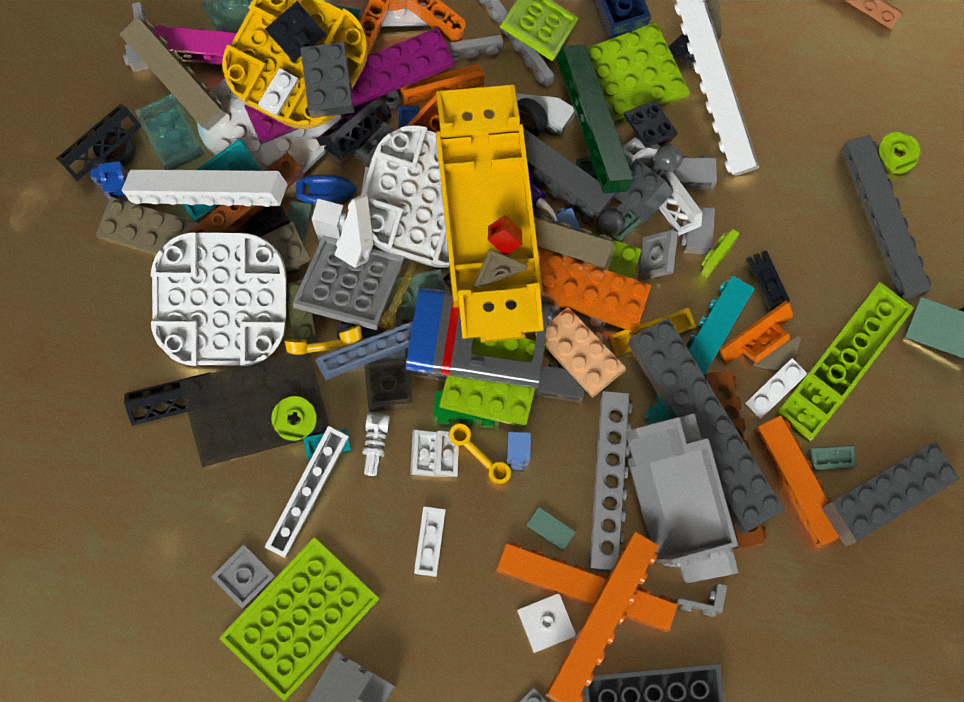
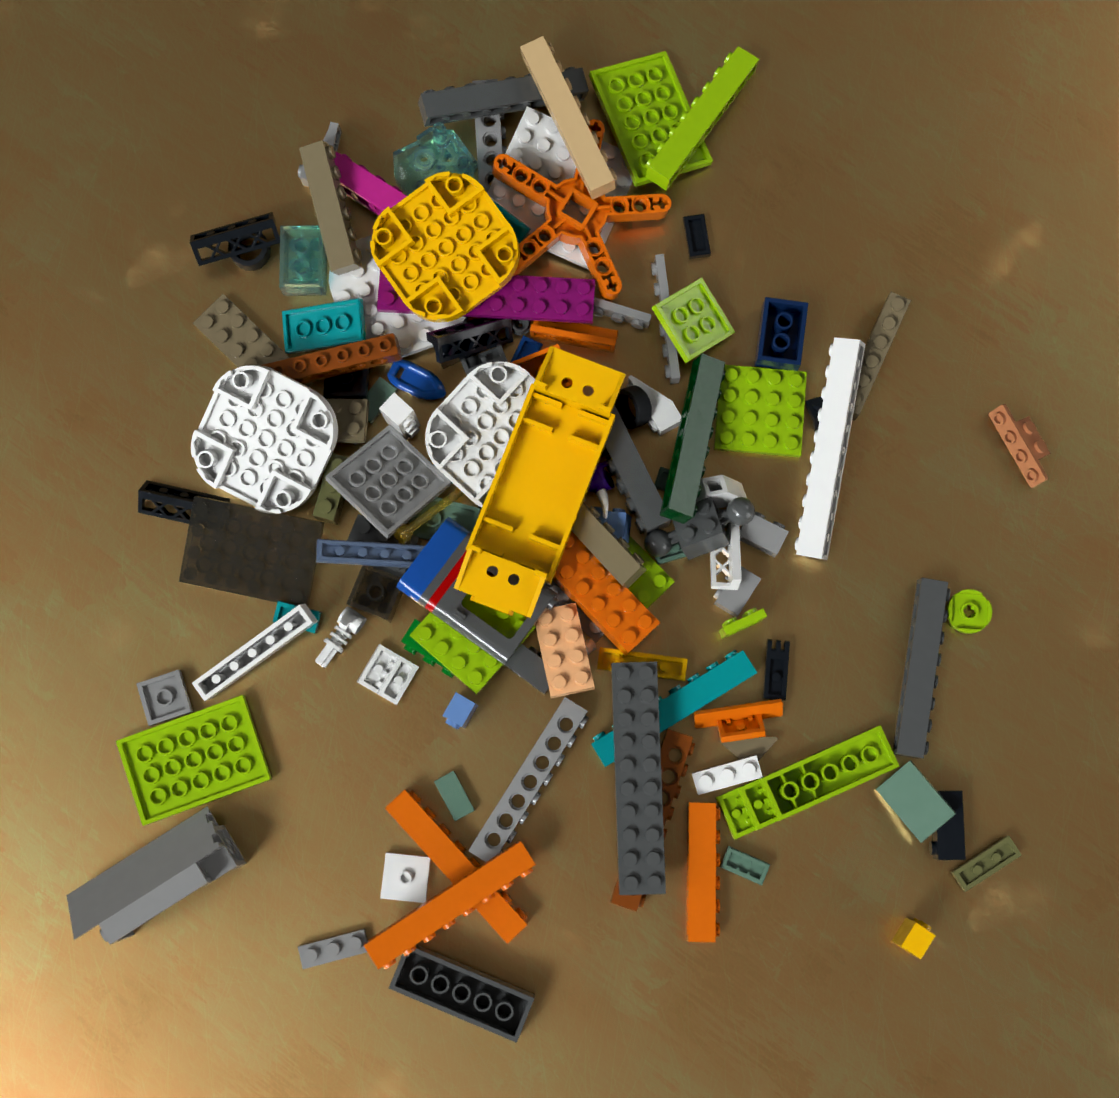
camera: 35 degrees right, 5 degrees up
(111, 177) = (232, 279): blue brick -> none
(205, 187) = (303, 330): white brick -> none
(278, 92) = (412, 273): white plate -> none
(283, 424) = (264, 580): lime plate -> none
(295, 30) = (454, 224): black hinge -> none
(327, 80) = (458, 285): dark grey brick -> none
(347, 337) = (359, 532): yellow piece -> none
(356, 237) = (413, 443): white slope -> none
(429, 541) = (341, 751): white plate -> none
(497, 267) = (520, 538): dark tan tile -> none
(497, 472) = (433, 721): yellow piece -> none
(505, 235) = (542, 512): red panel -> none
(651, 124) = (743, 470): black bracket -> none
(658, 254) = (684, 596): light grey plate -> none
(682, 499) = (579, 833): light grey panel -> none
(716, 597) = (568, 935): light grey bracket -> none
(890, 493) = (777, 928): dark grey brick -> none

